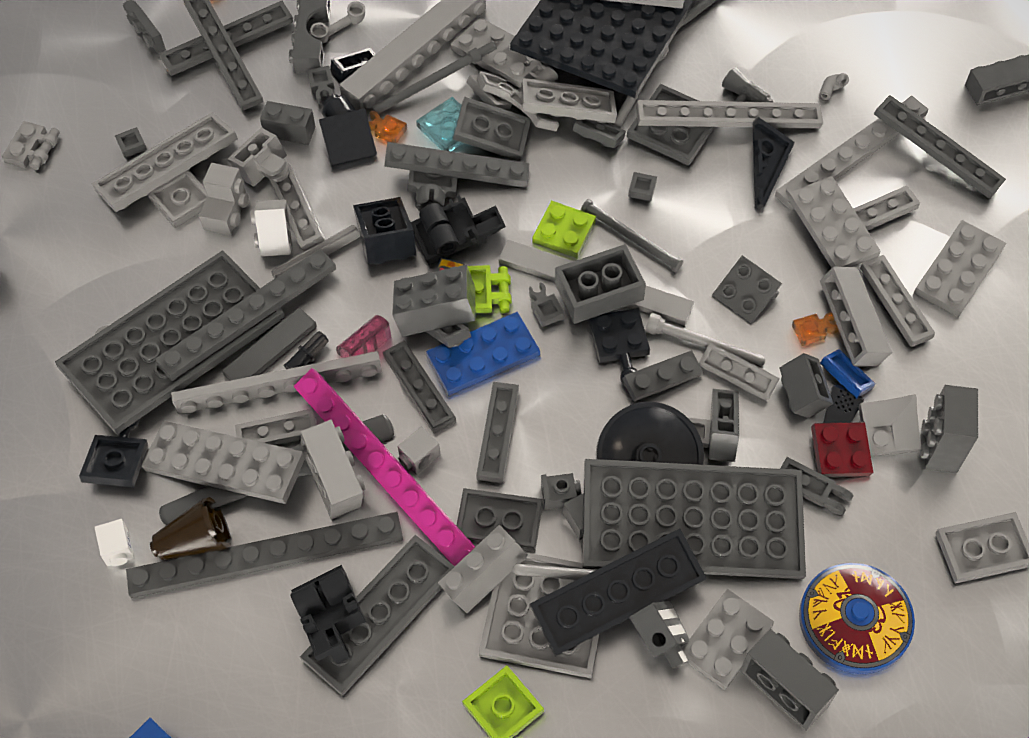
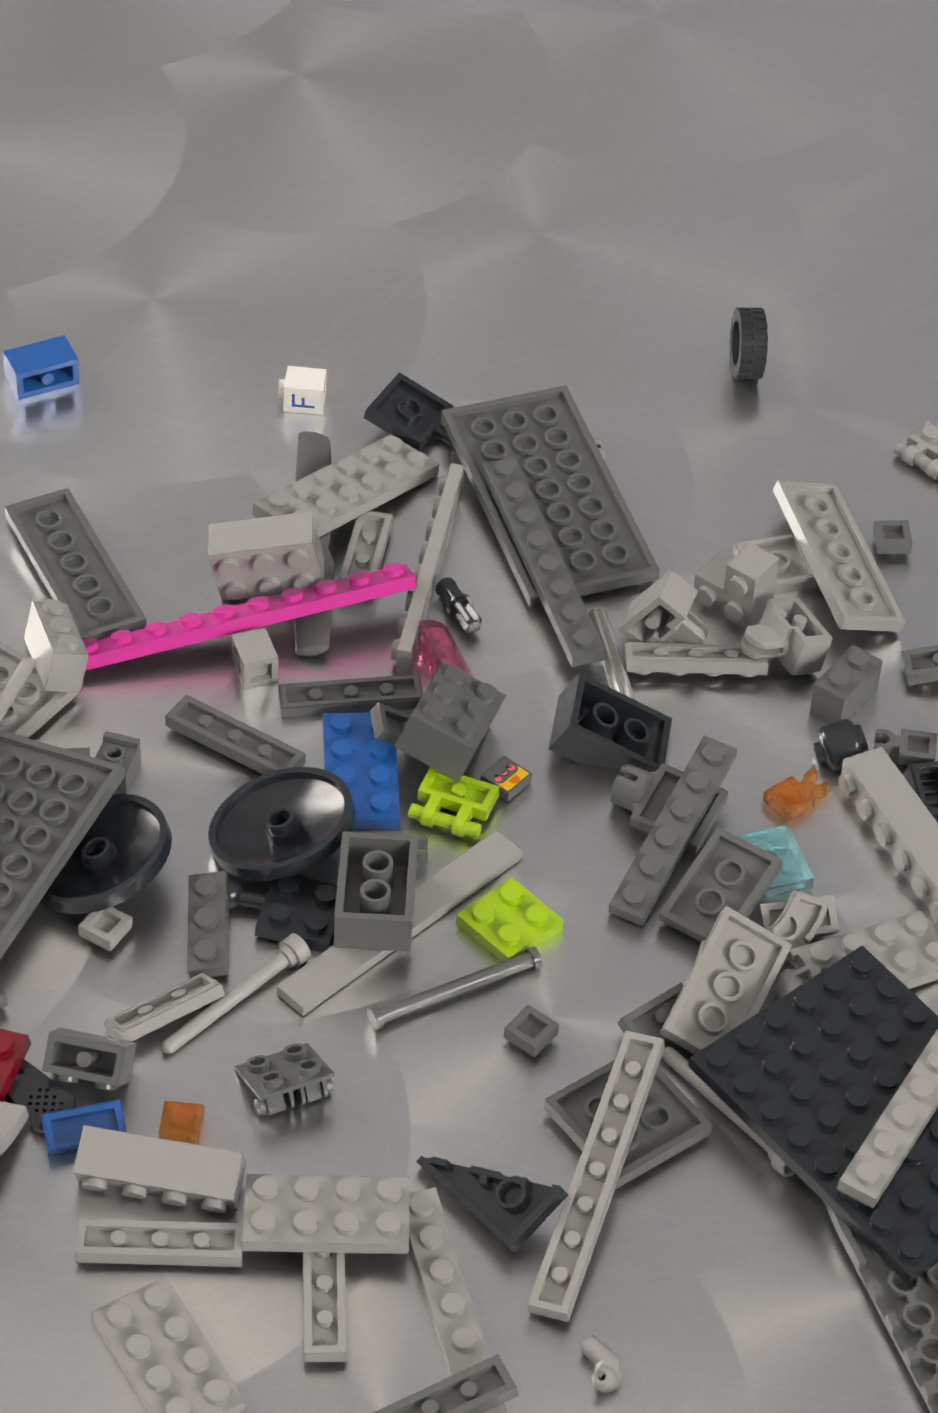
camera: 110 degrees right, 15 degrees down
(192, 533) = (269, 450): dark brown cone -> none
(263, 555) = (212, 504): dark grey plate -> none
(271, 346) = (490, 581): dark grey tile -> none
(327, 612) = (104, 515): black plate -> none
(347, 137) = (787, 737): black tile -> none
(450, 228) = (567, 795): black plate -> none
(474, 56) = (867, 908): dark grey bar -> none
(485, 510) = (120, 703): dark grey tile -> none
(565, 363) = (281, 823): none -> black dish
(724, 425) = (97, 955): dark grey slope -> none
(747, 90) = (644, 1236): dark grey piece -> none

